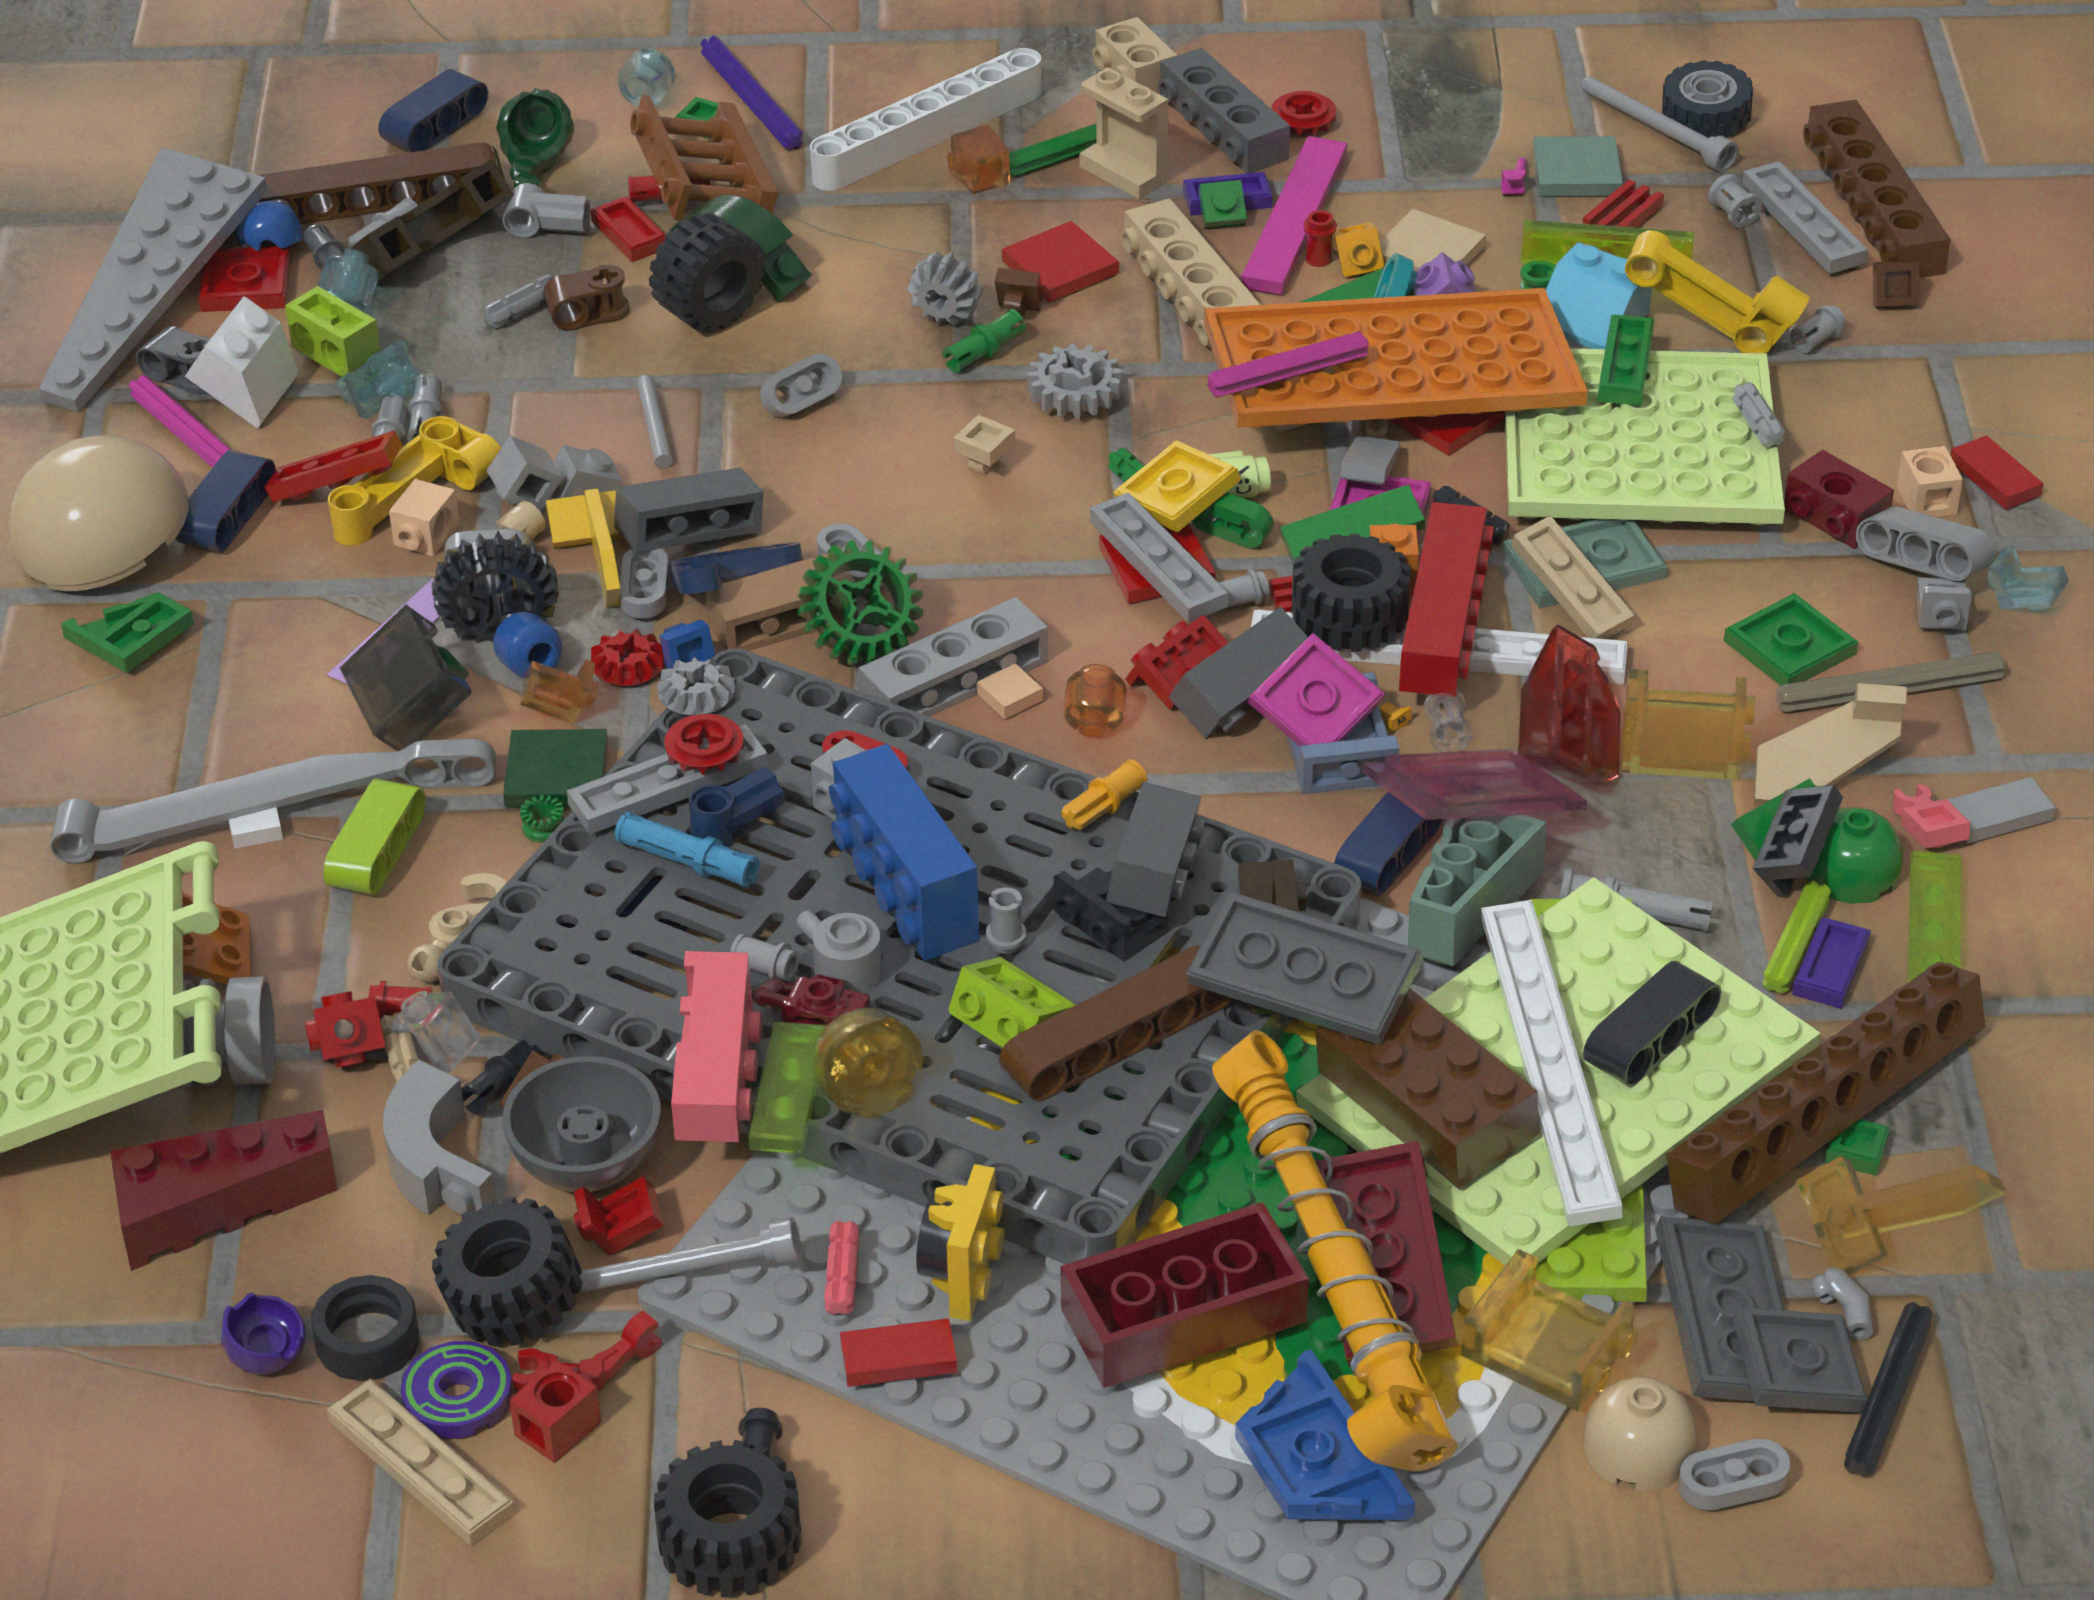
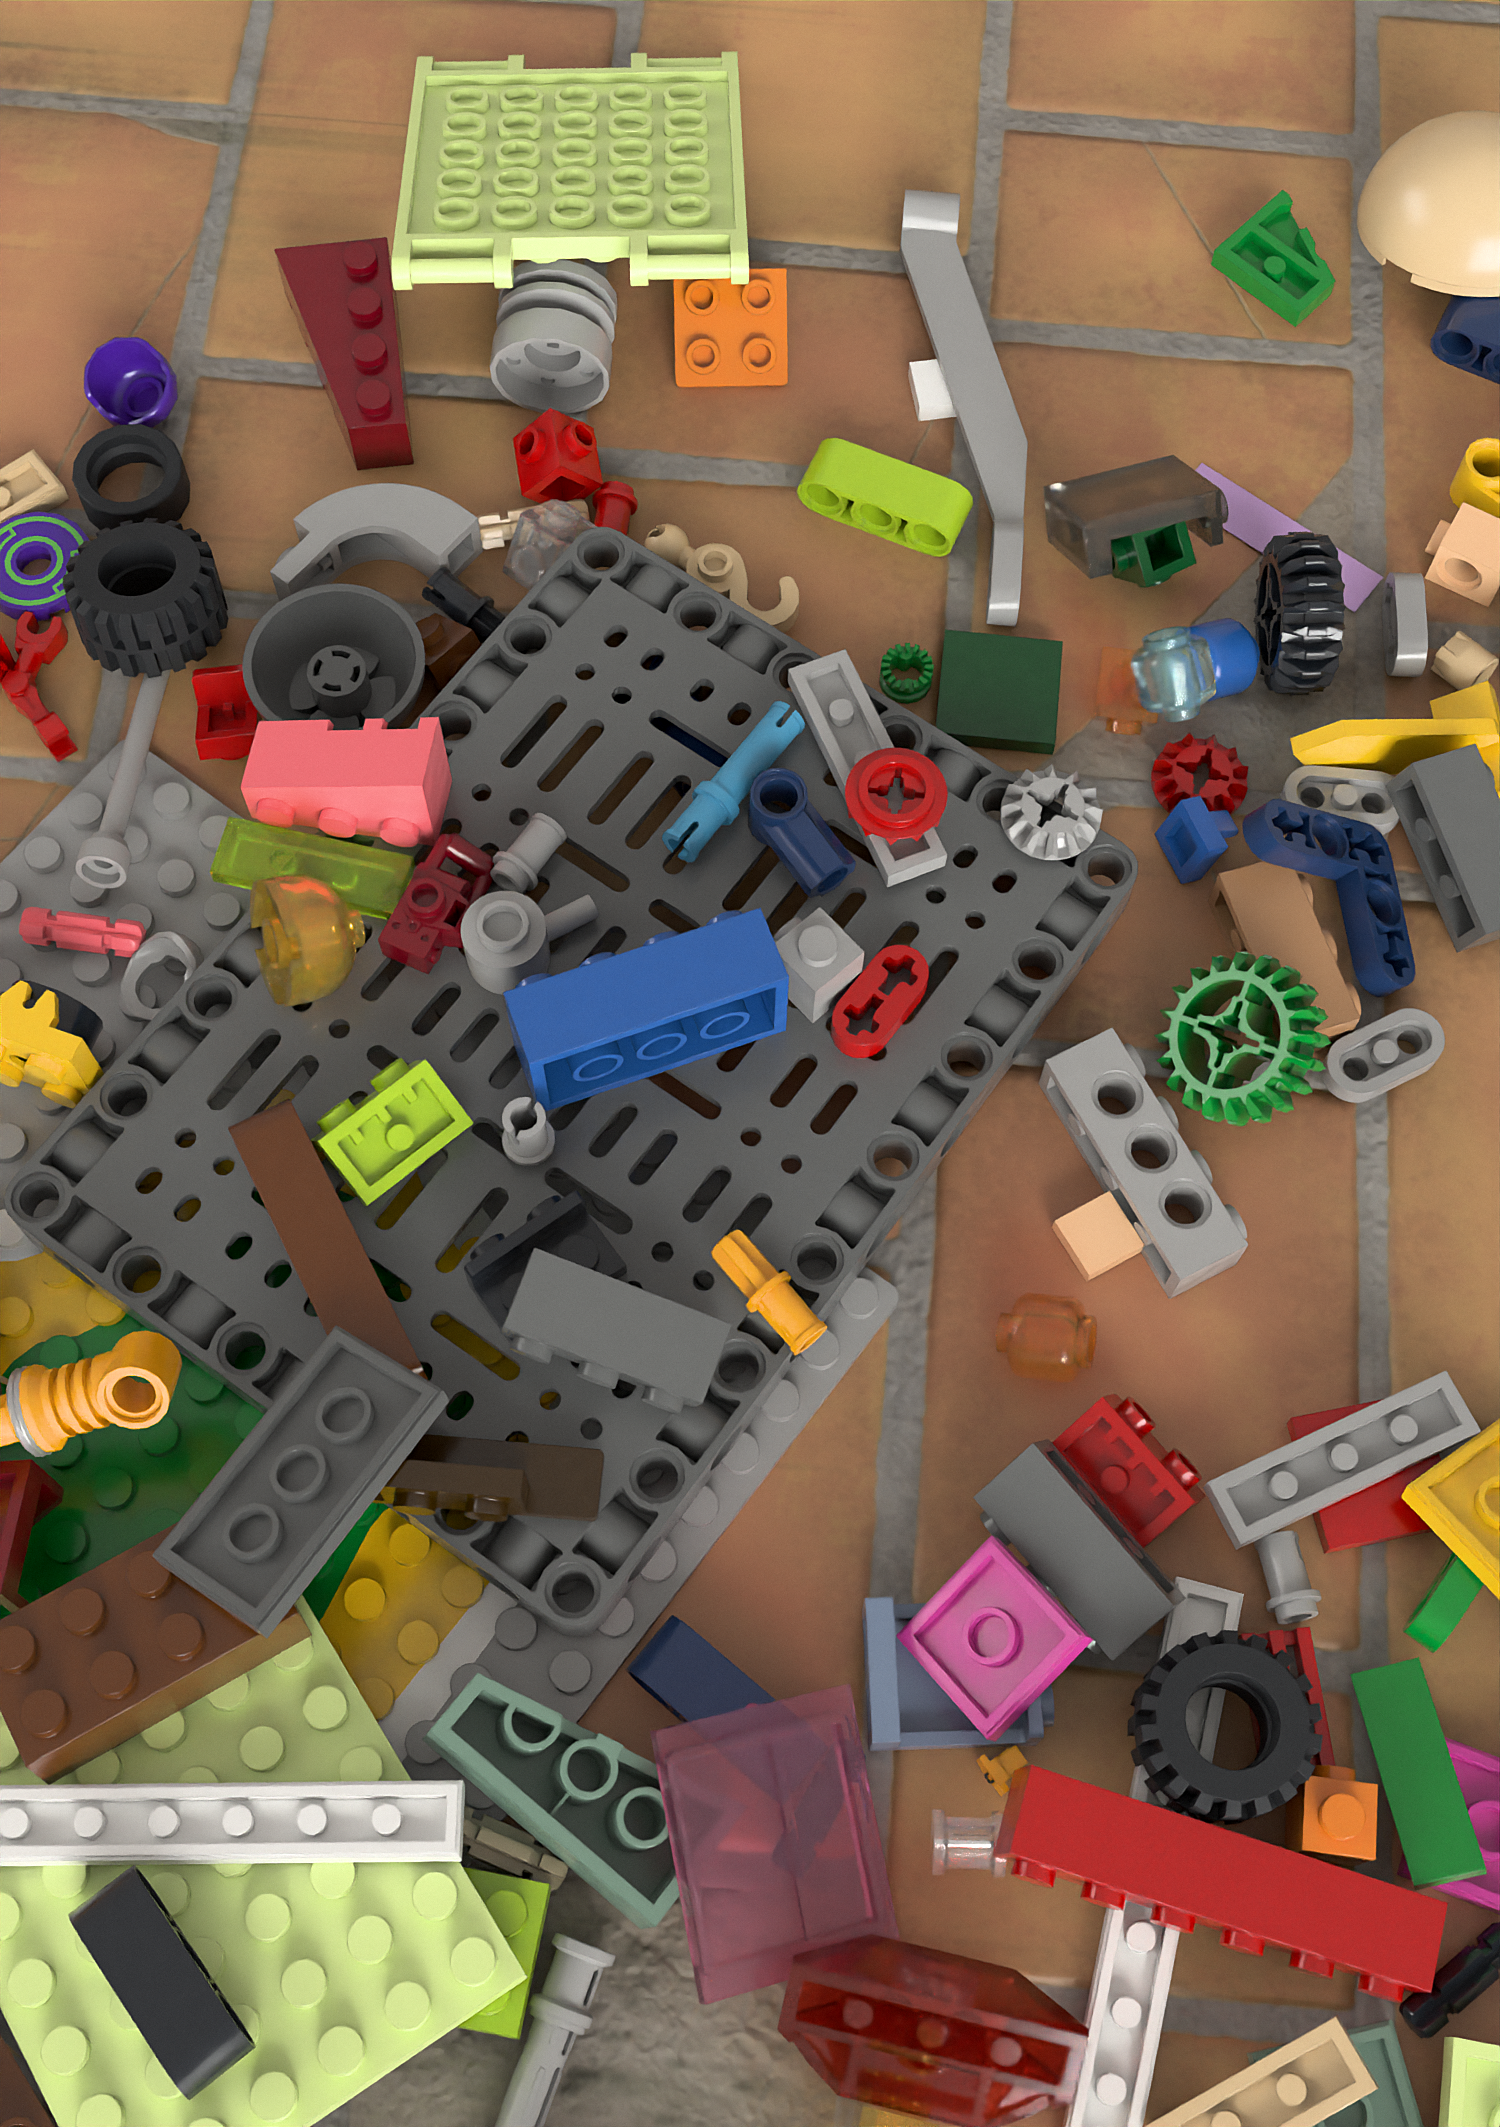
camera: 95 degrees right, 25 degrees up
(558, 642) = (1174, 673): none -> clear light blue head
(878, 1185) = (154, 953): none -> light grey piece

